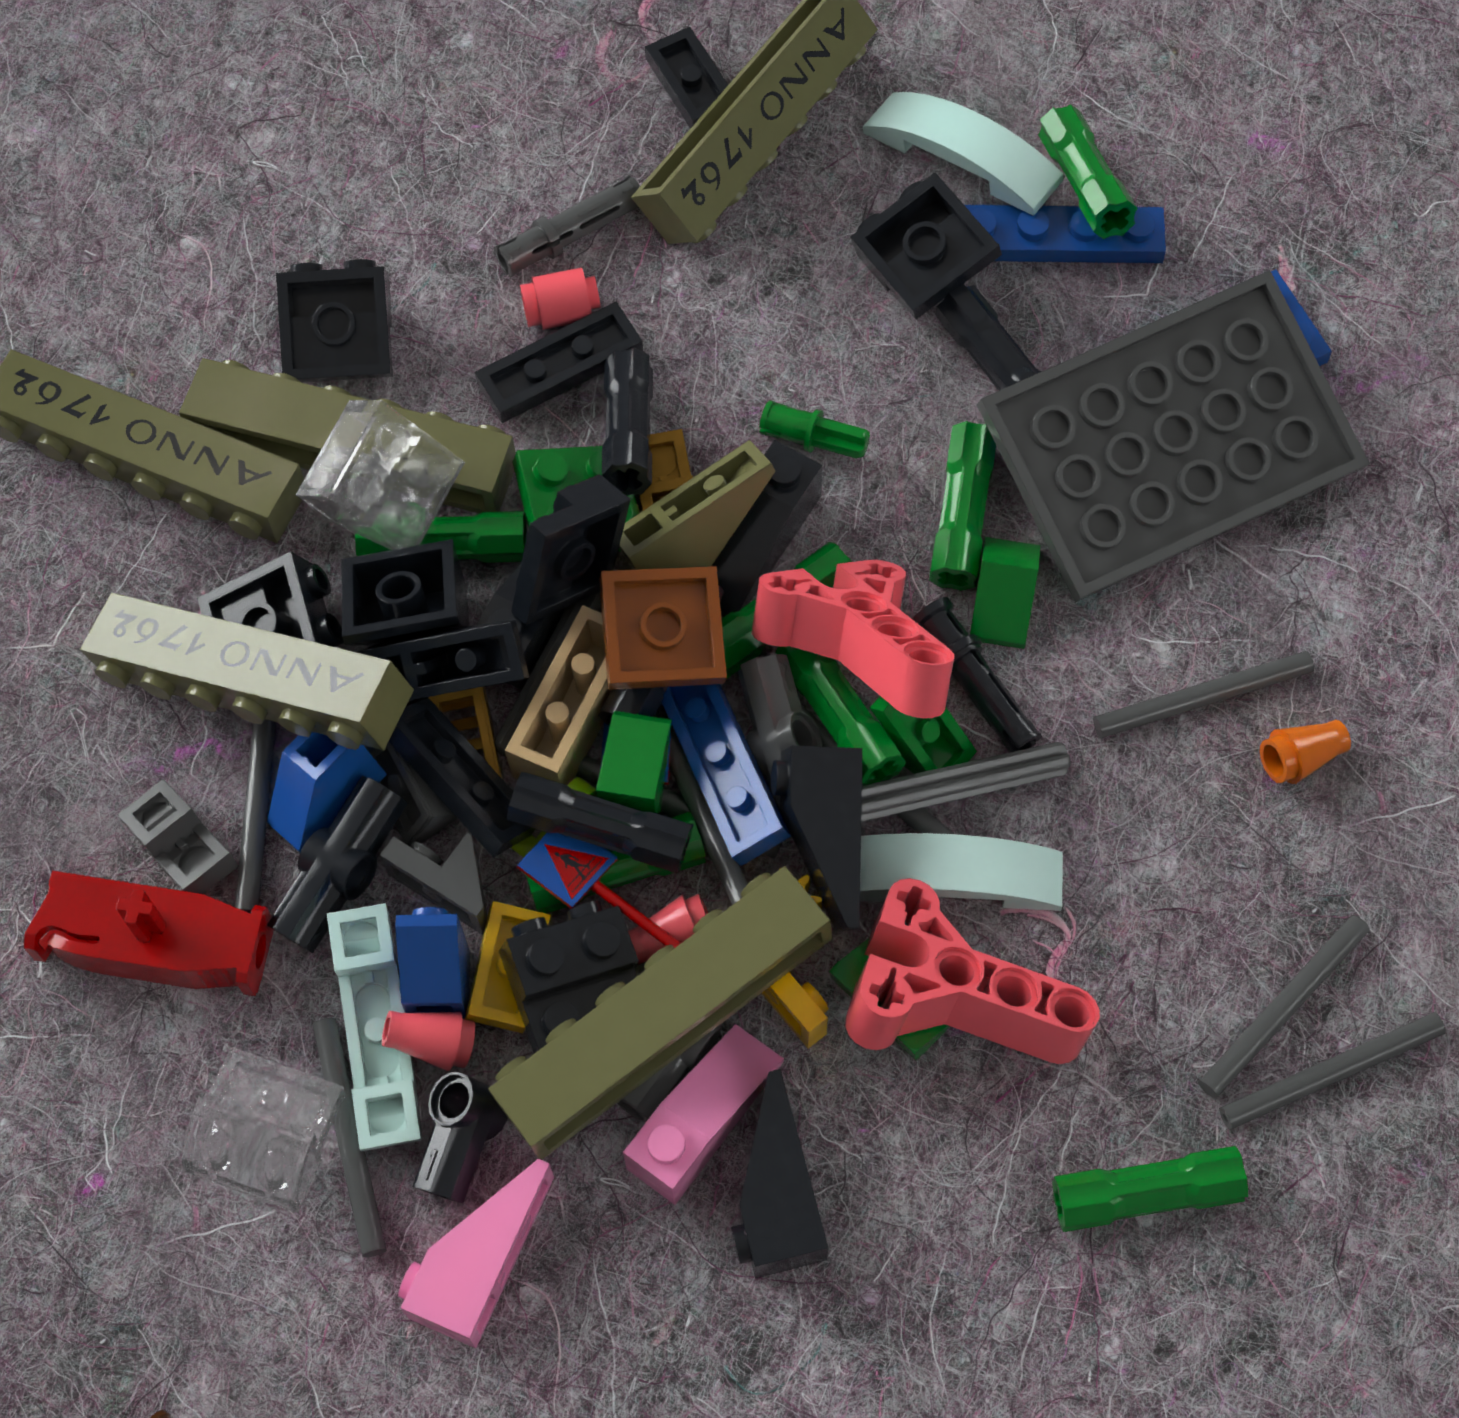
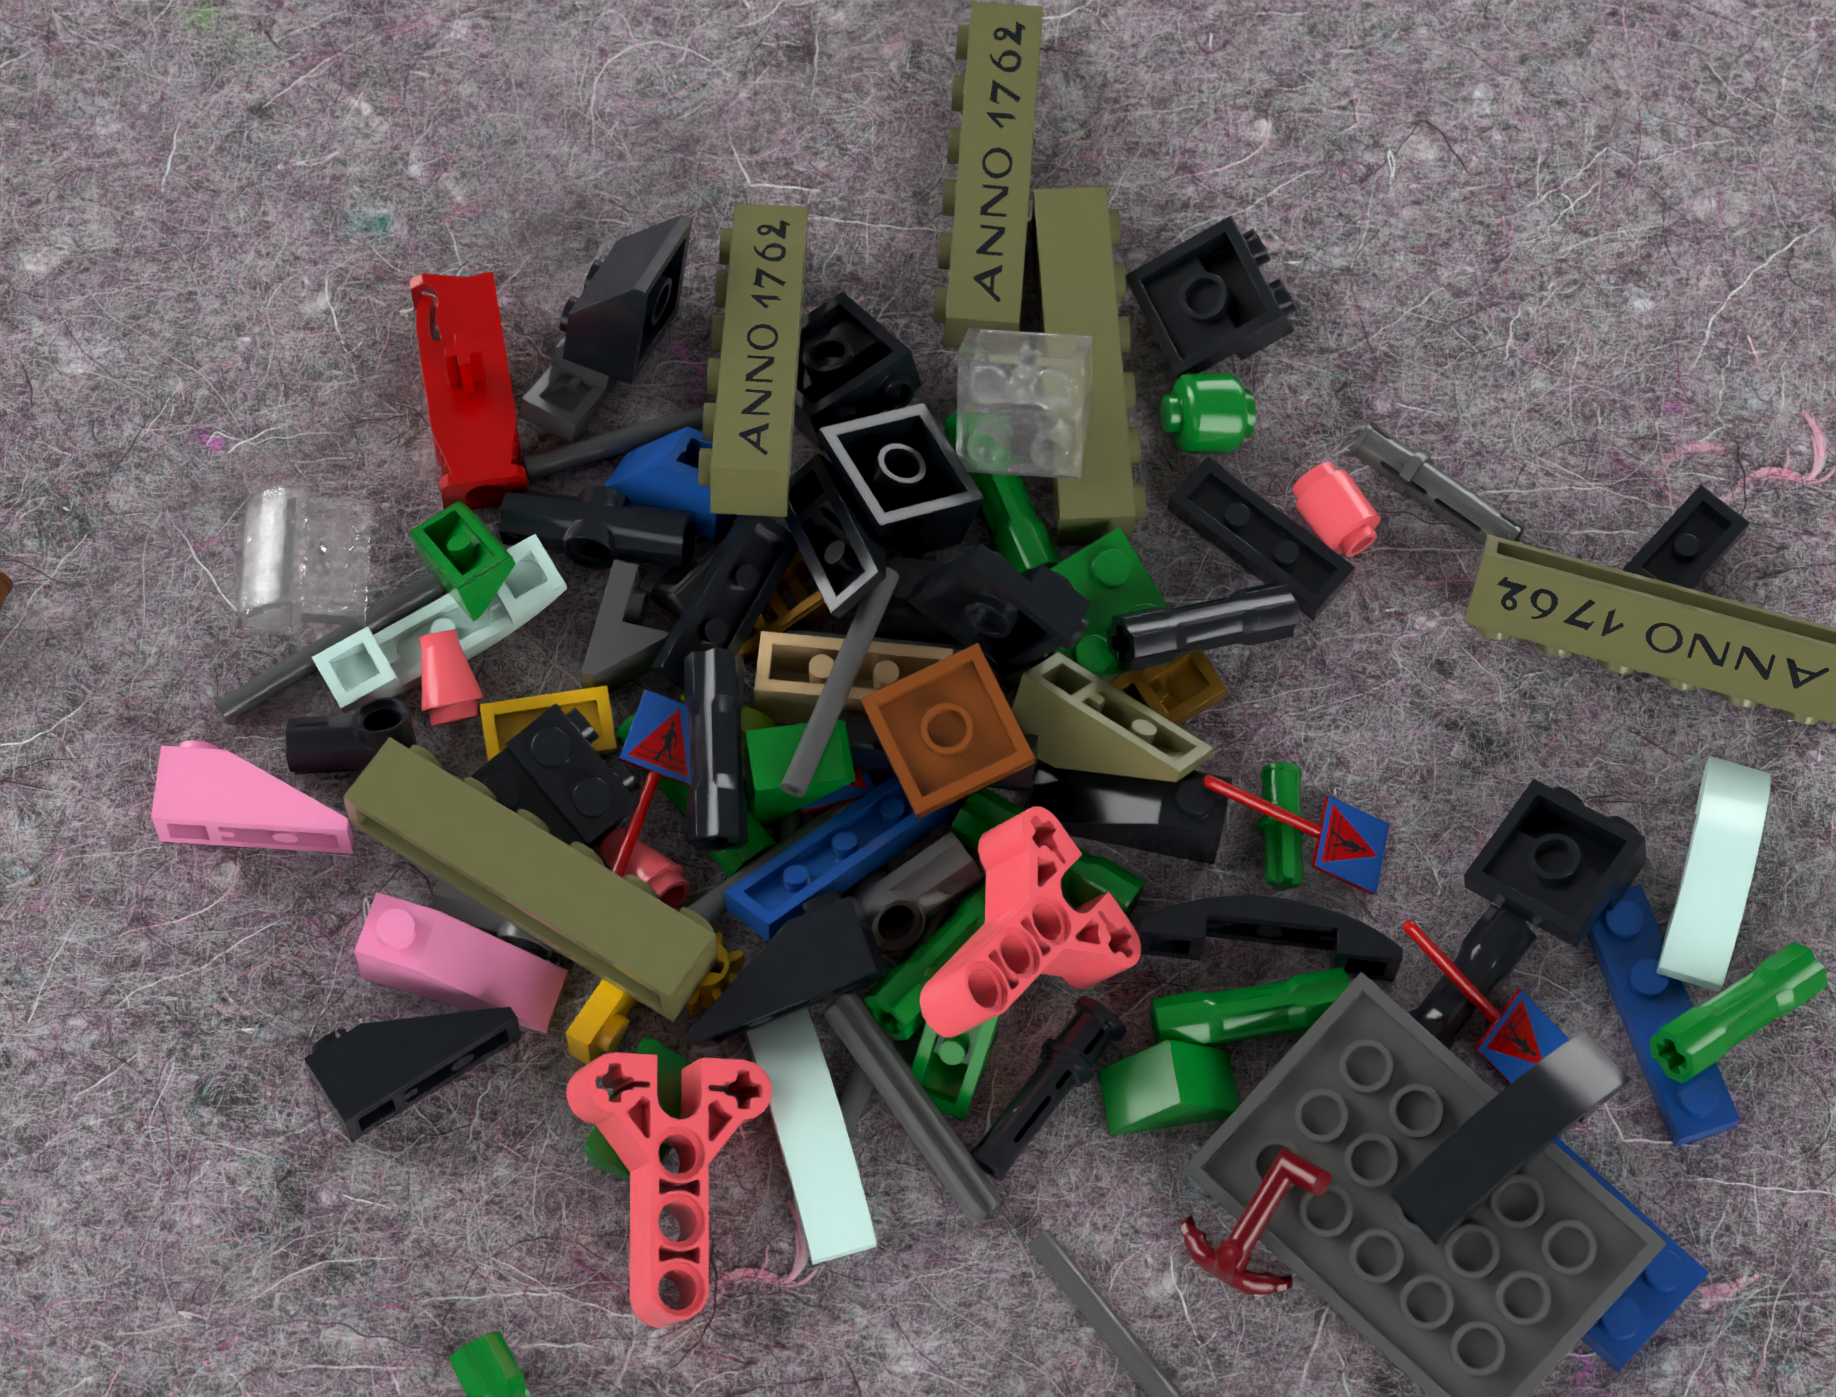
camera: 65 degrees right, 0 degrees up
(132, 763) = (628, 301): none -> black slope
(322, 983) = (463, 557): none -> green slope
(432, 961) = (518, 649): blue slope -> none
(435, 360) = (1208, 413): none -> green head
(598, 709) = (838, 686): none -> dark grey piece
(840, 389) = (1347, 842): none -> piece
(929, 420) = (1271, 920): none -> black slope
(1046, 323) = (1517, 1035): none -> piece
(1153, 344) = (1508, 1135): none -> black slope
(1168, 585) = (1233, 1255): none -> dark red piece

